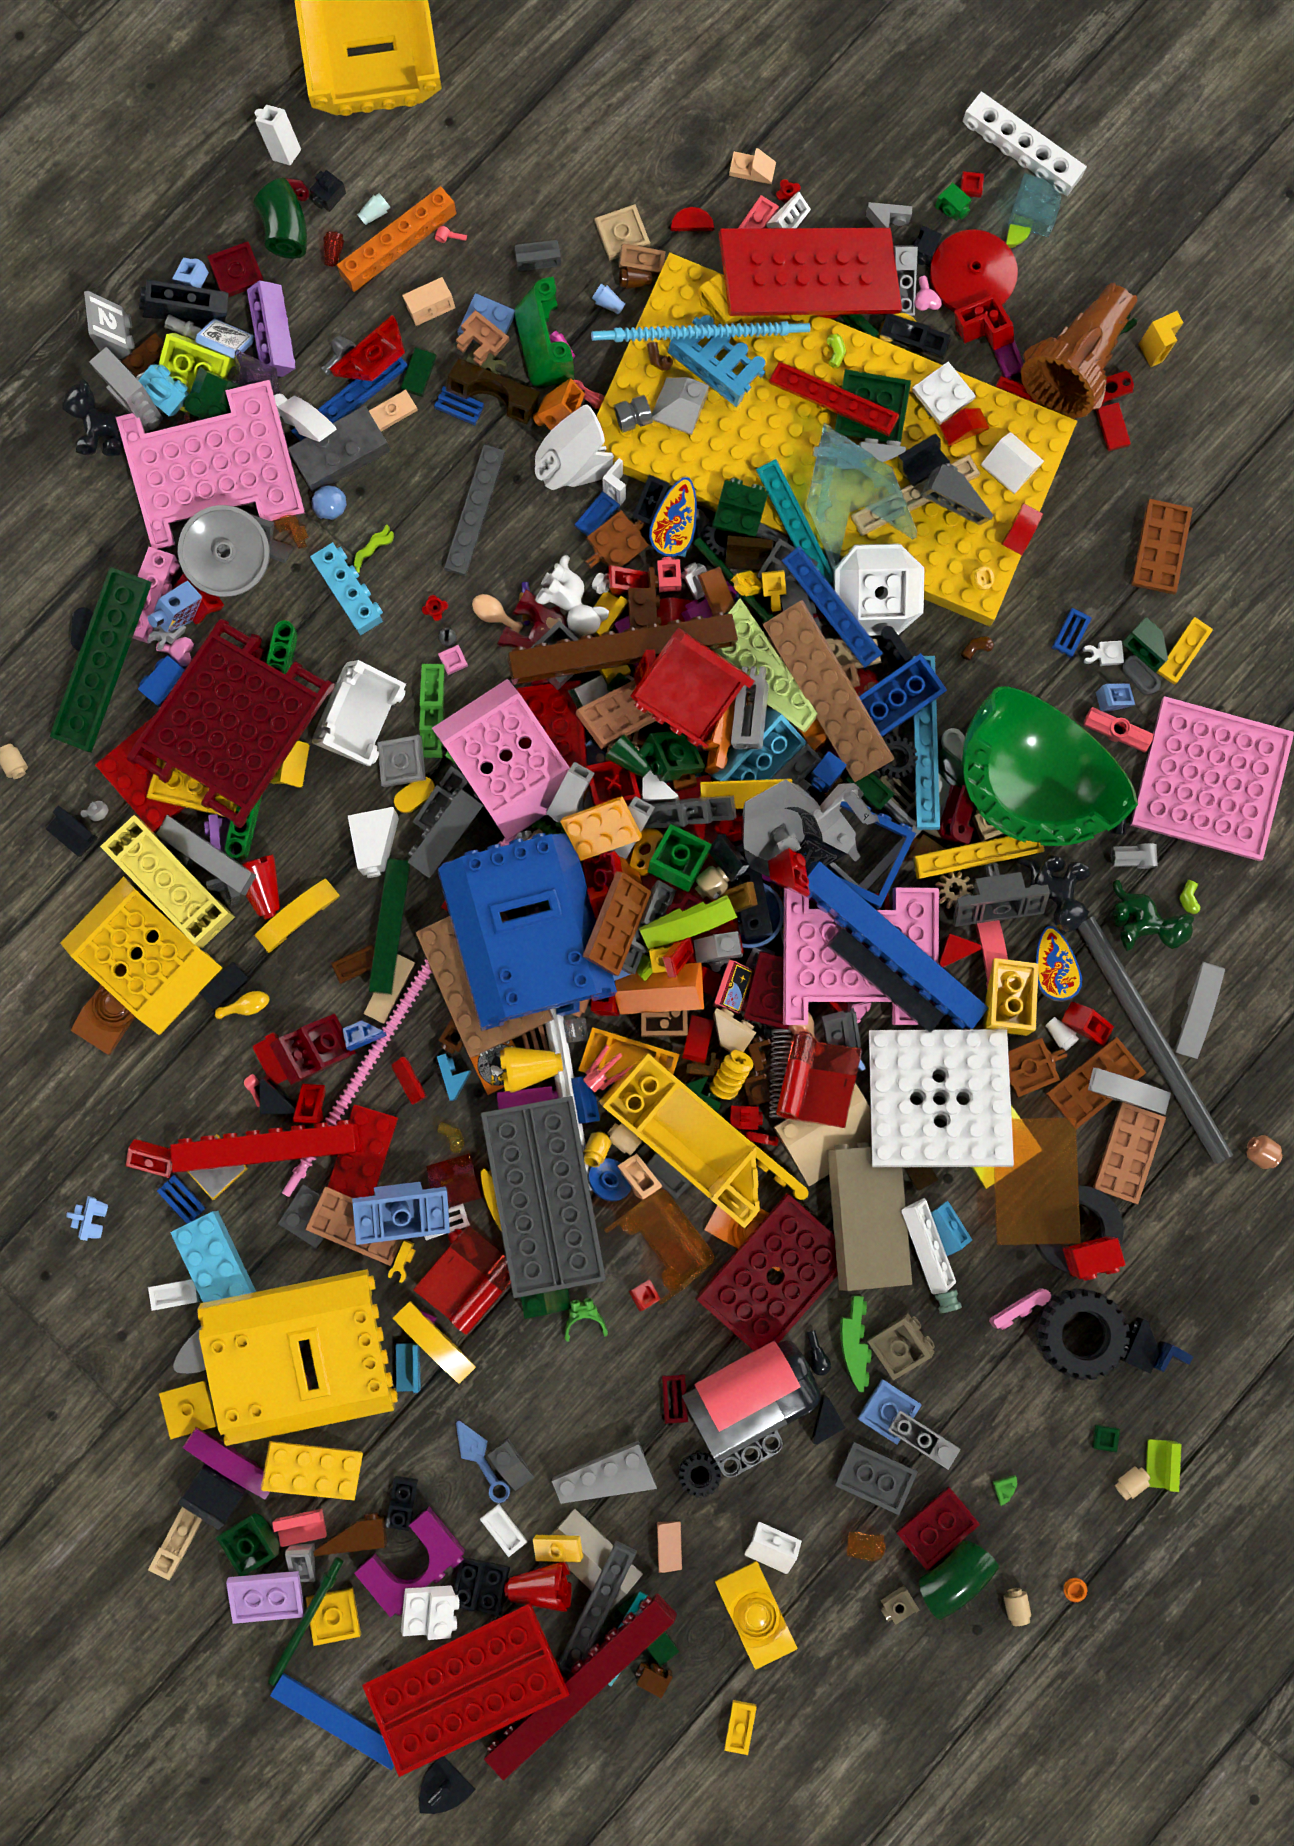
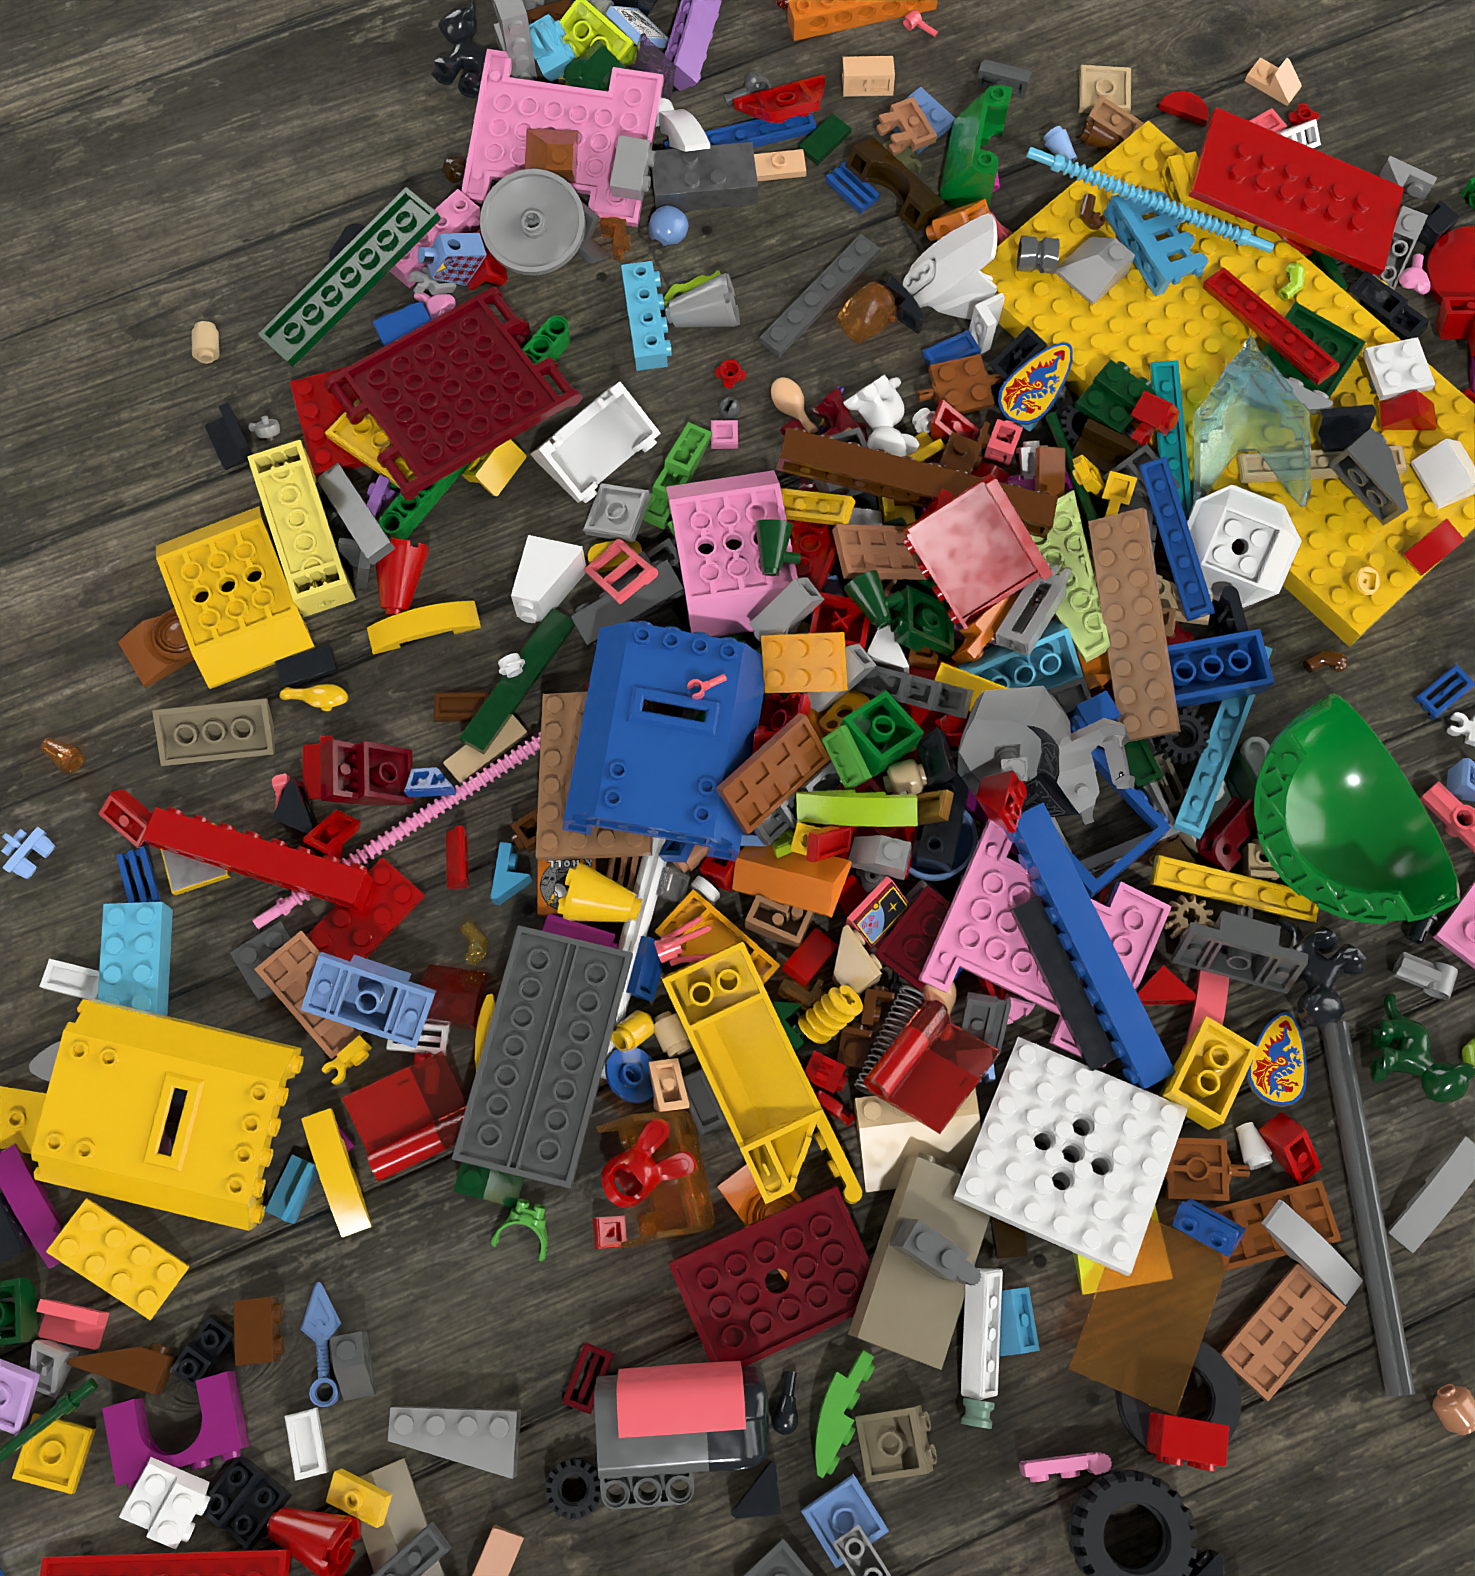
camera: 30 degrees right, 10 degrees down
(78, 1134) = (65, 756): none -> clear orange cone
(135, 527) = (454, 169): none -> dark brown plate
(181, 1067) = (214, 731): none -> dark tan slope
(210, 484) = (553, 152): none -> dark orange slope
(281, 472) = (631, 168): none -> light grey brick
(380, 919) = (511, 665): none -> white plate
(391, 561) = (706, 305): none -> light grey cone
(434, 1473) = (258, 1331): none -> reddish brown brick
(452, 812) = (613, 550): none -> coral window
(518, 511) = (867, 312): none -> clear orange helmet
(538, 747) = (772, 543): none -> dark green piece
(540, 881) = (705, 685): none -> coral hand
(550, 495) = (909, 310): none -> black slope
(555, 698) = (817, 507): none -> yellow plate
(600, 1023) = (705, 889): none -> white tile
(648, 1245) = (639, 1171): none -> red piece
(664, 888) = (846, 757): none -> bright green plate
(776, 514) = (1153, 415): none -> red brick
(875, 1211) = (934, 1252): none -> dark grey hinge
(1053, 1106) = (1208, 1227): none -> blue bracket

